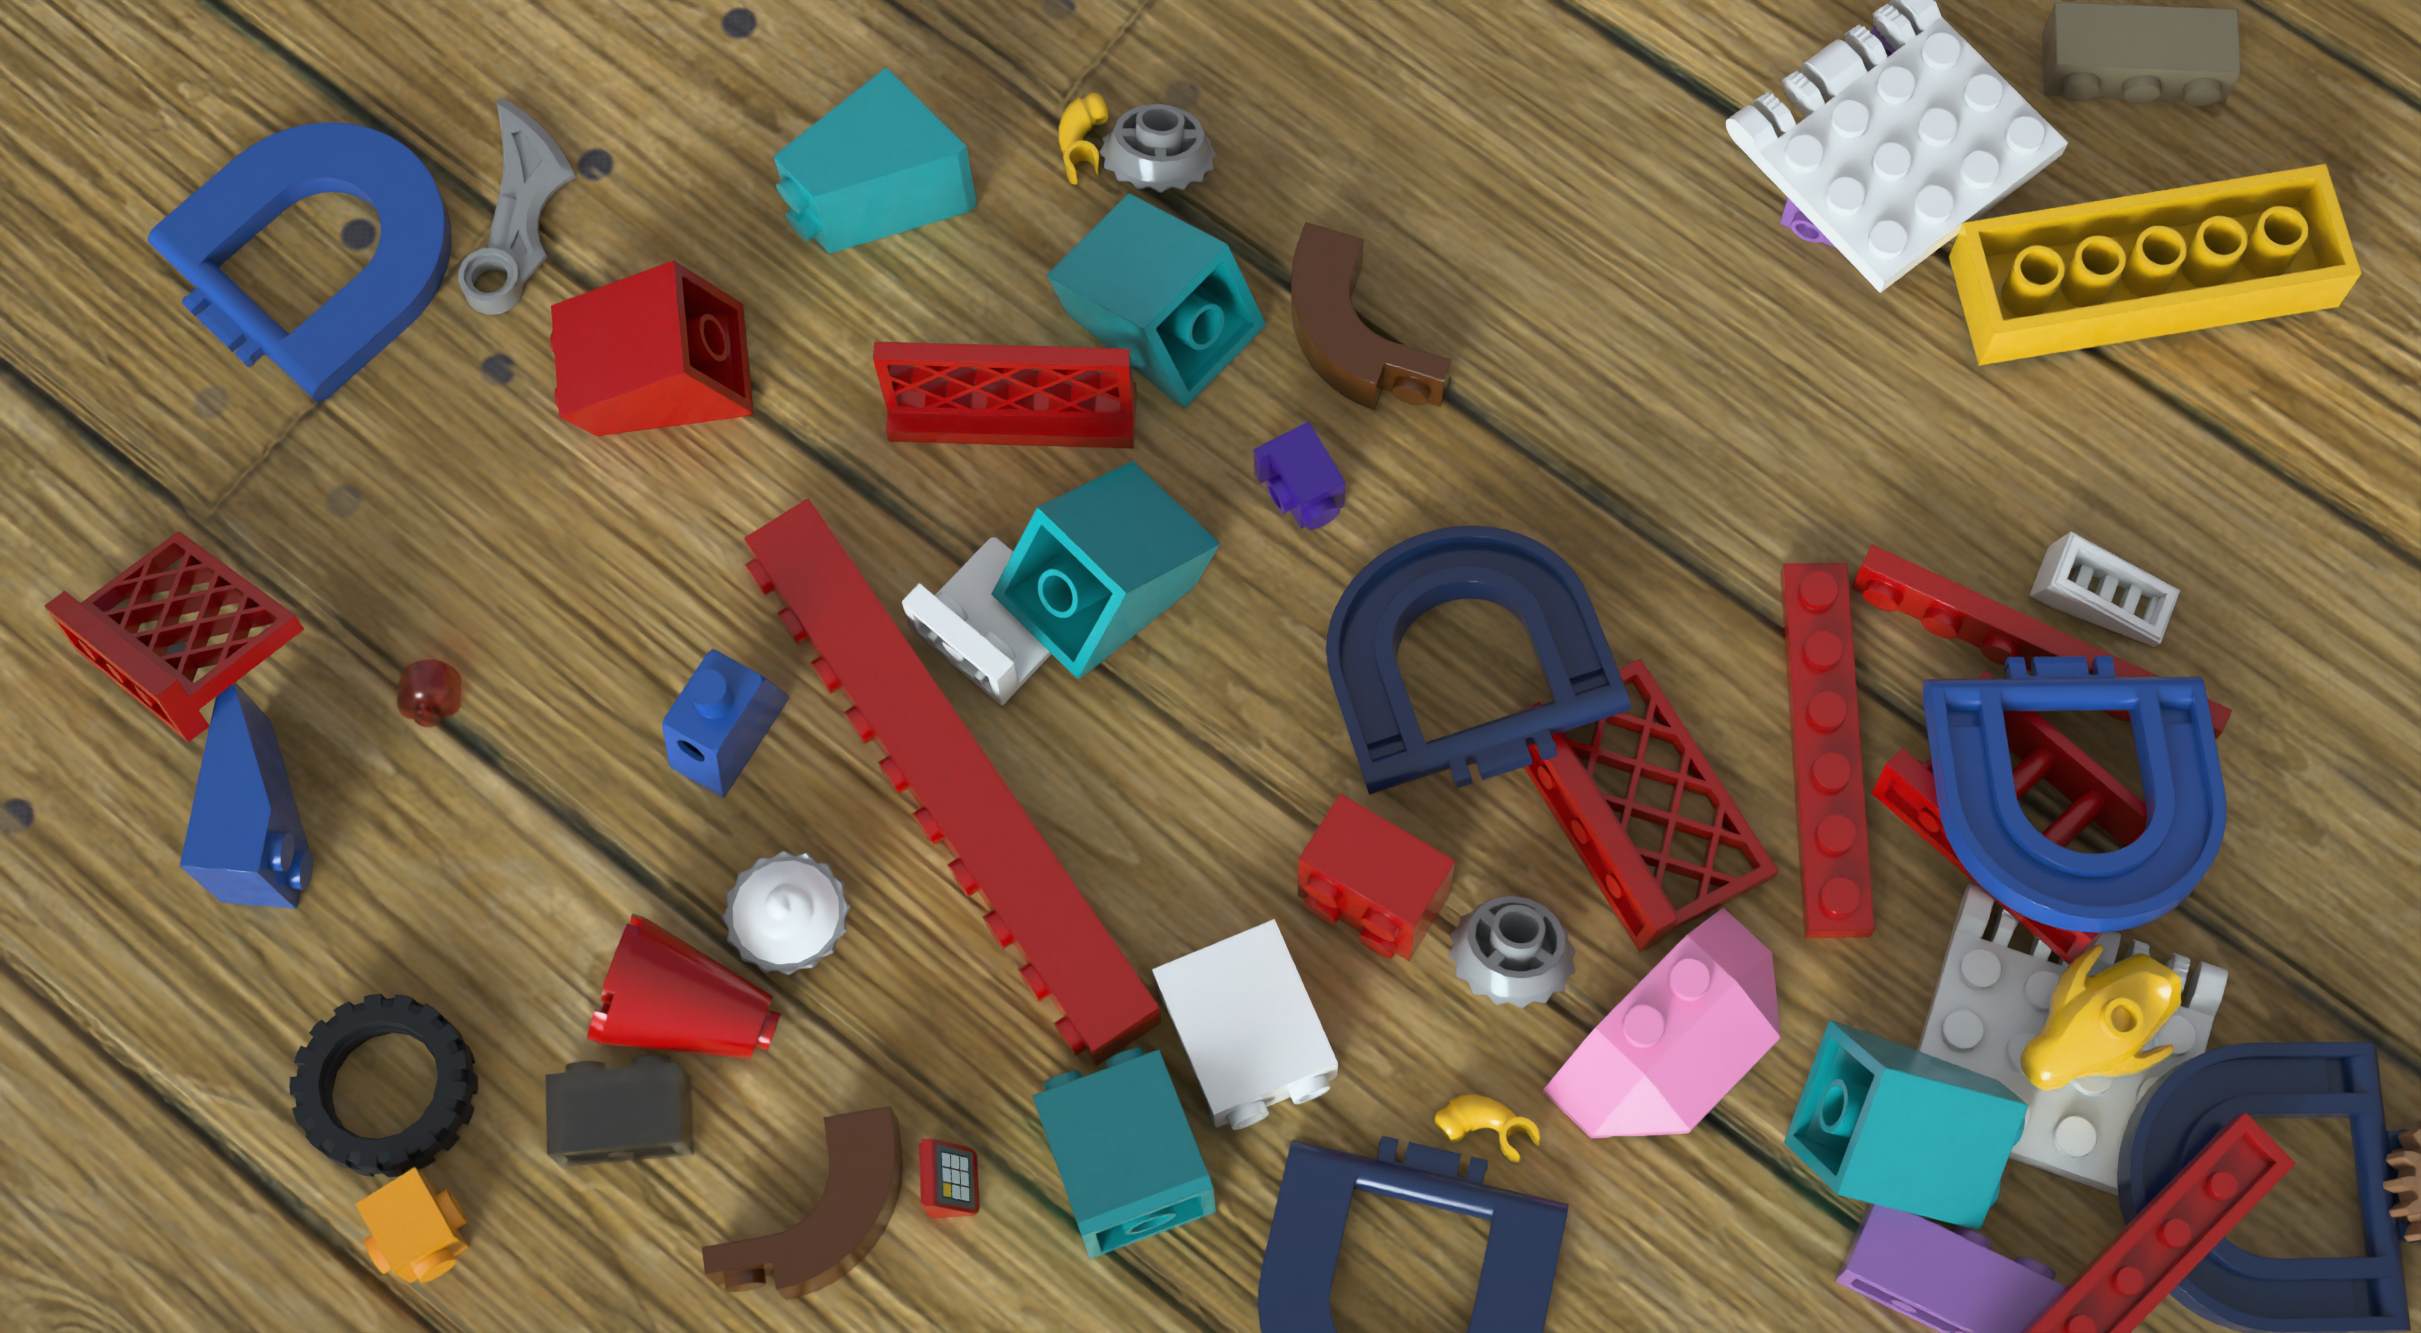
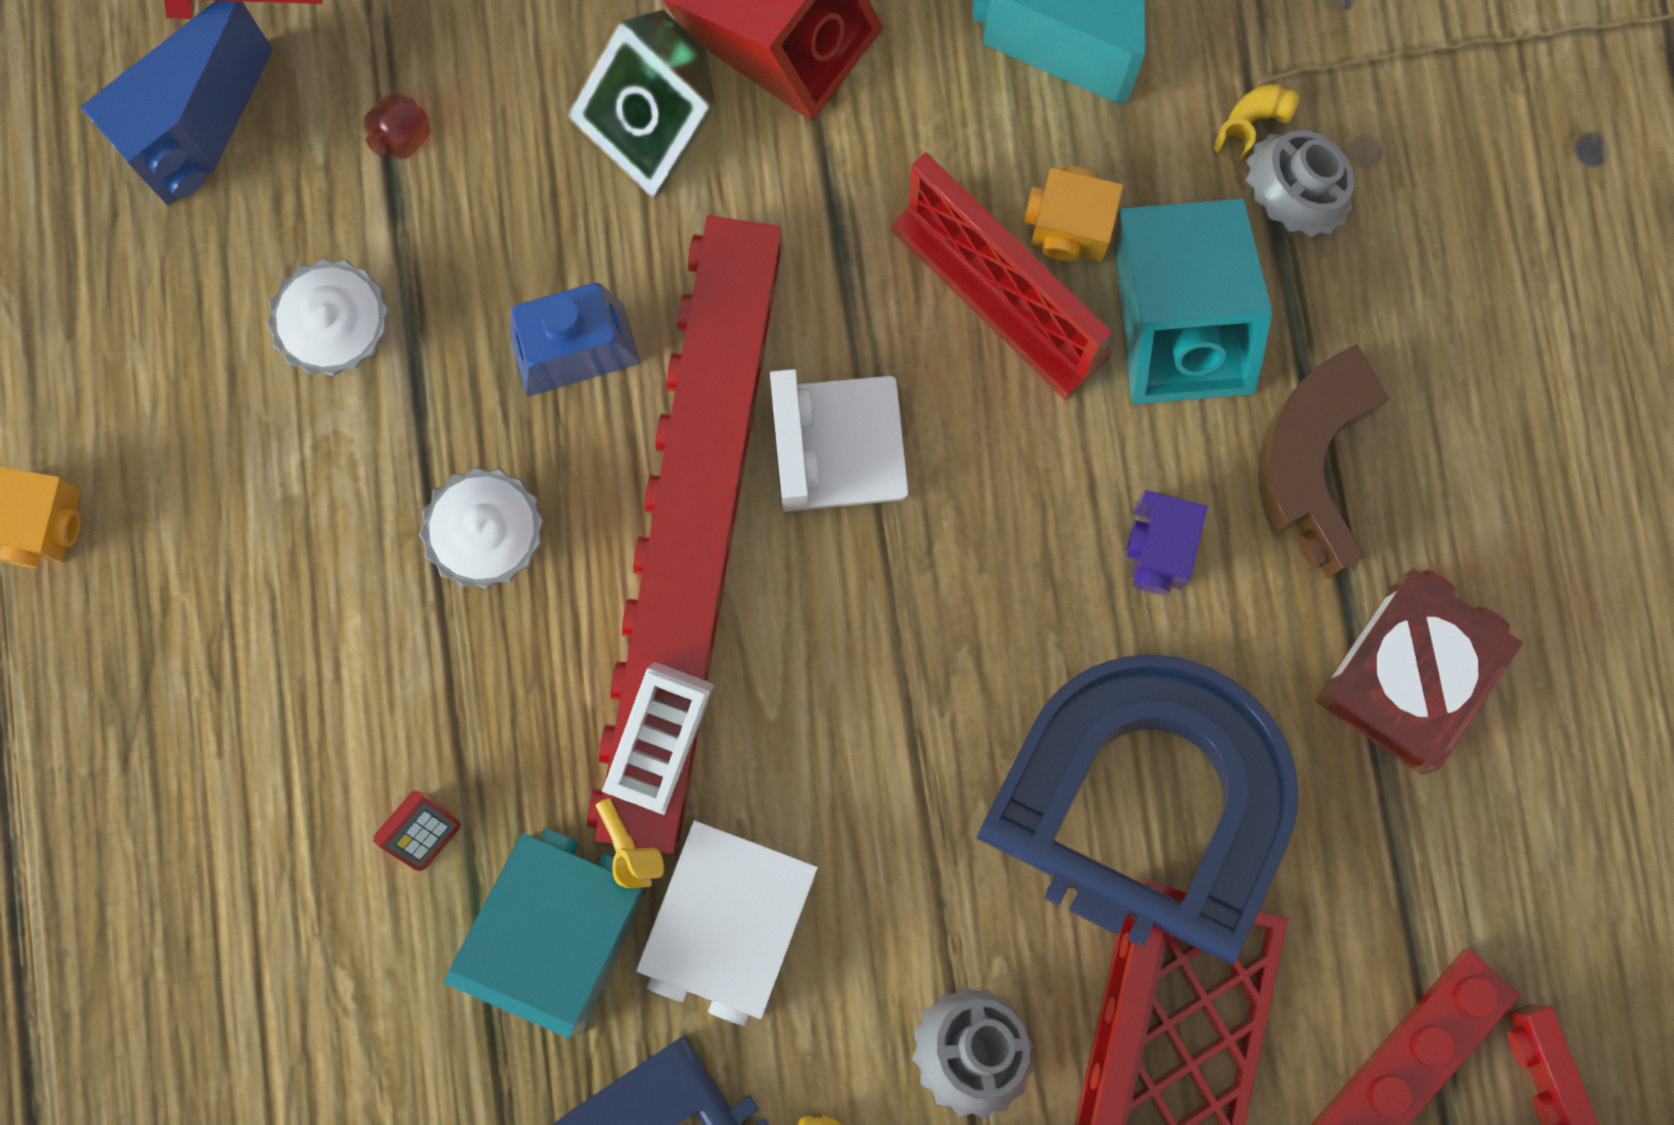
camera: 40 degrees right, 10 degrees up
(329, 1050) = (66, 344): black tyre -> none
(515, 867) = (328, 317): none -> white piece
(616, 500) = (647, 98): none -> clear green slope
(619, 1112) = (237, 566): clear smoke brick -> none
(678, 999) = (348, 522): red cone -> none
(841, 1227) = (342, 786): reddish brown arch -> none
(1015, 307) = (1073, 214): none -> light orange brick
(1050, 879) = (635, 790): none -> white slope
(1102, 566) = (950, 476): teal slope -> none
(1134, 1038) = (630, 866): none -> yellow hand
(1373, 879) = (918, 907): red brick -> none
(1564, 408) = (1420, 670): none -> clear red brick

